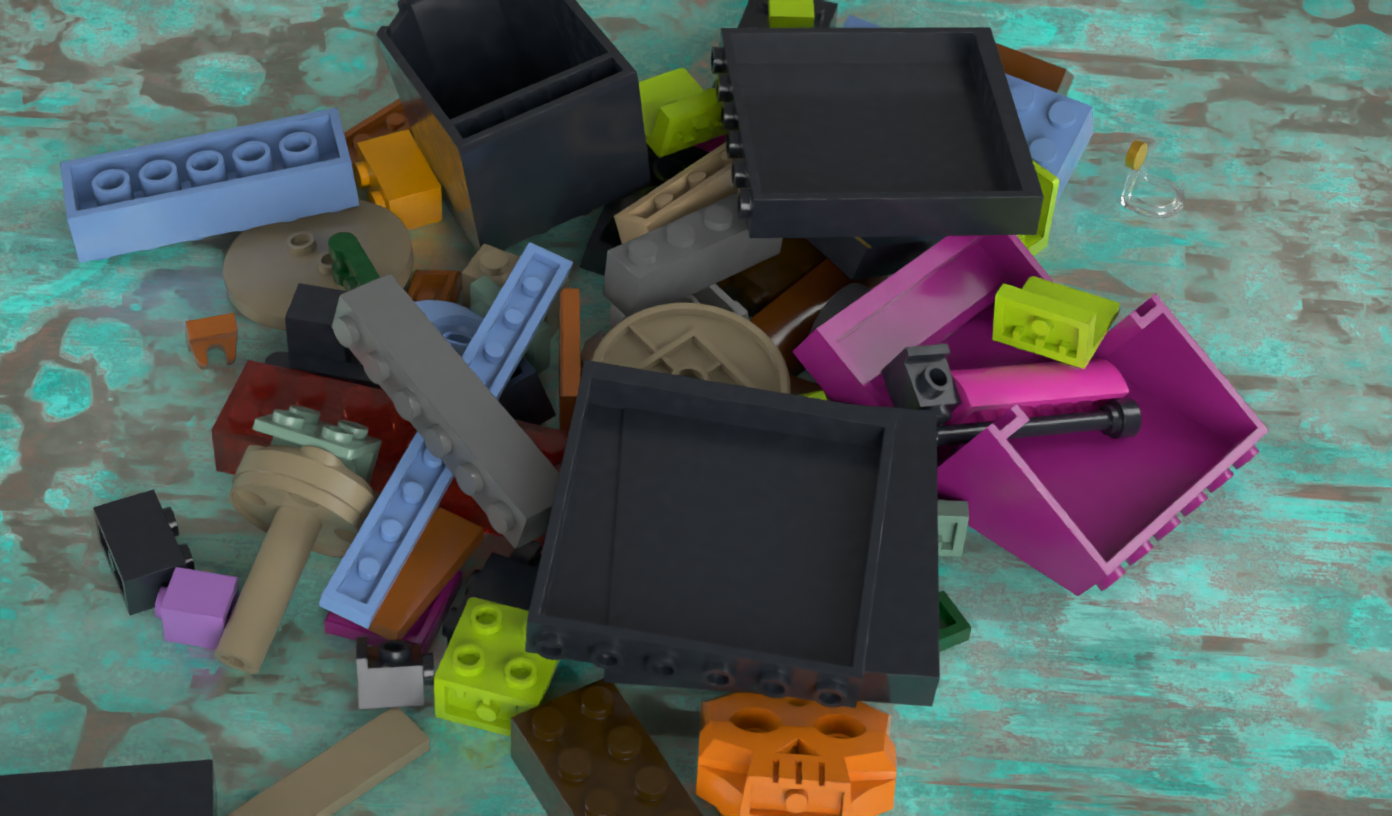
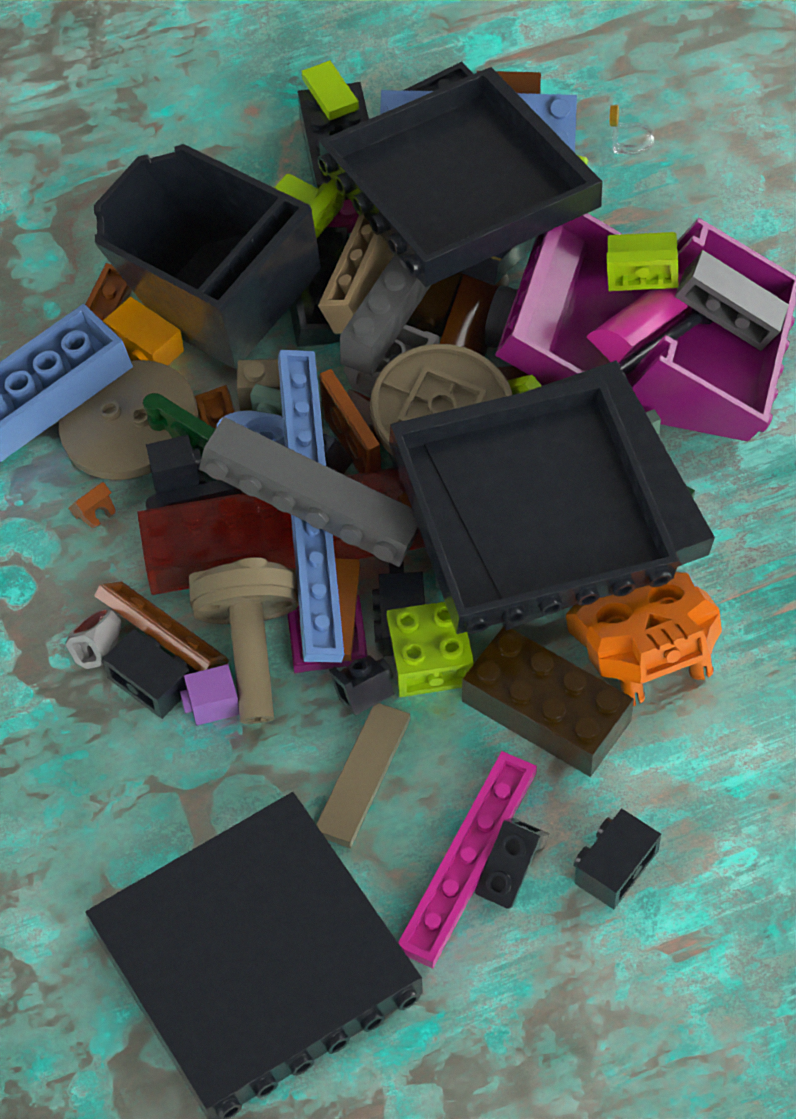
camera: 20 degrees left, 10 degrees up
(107, 482) = (94, 638): none -> light grey rock
(193, 503) = (160, 626): none -> dark orange tile
(302, 427) = (219, 549): sand green bracket -> none
(922, 381) = (592, 344): black brick -> none
(1150, 413) = (732, 300): none -> dark grey brick

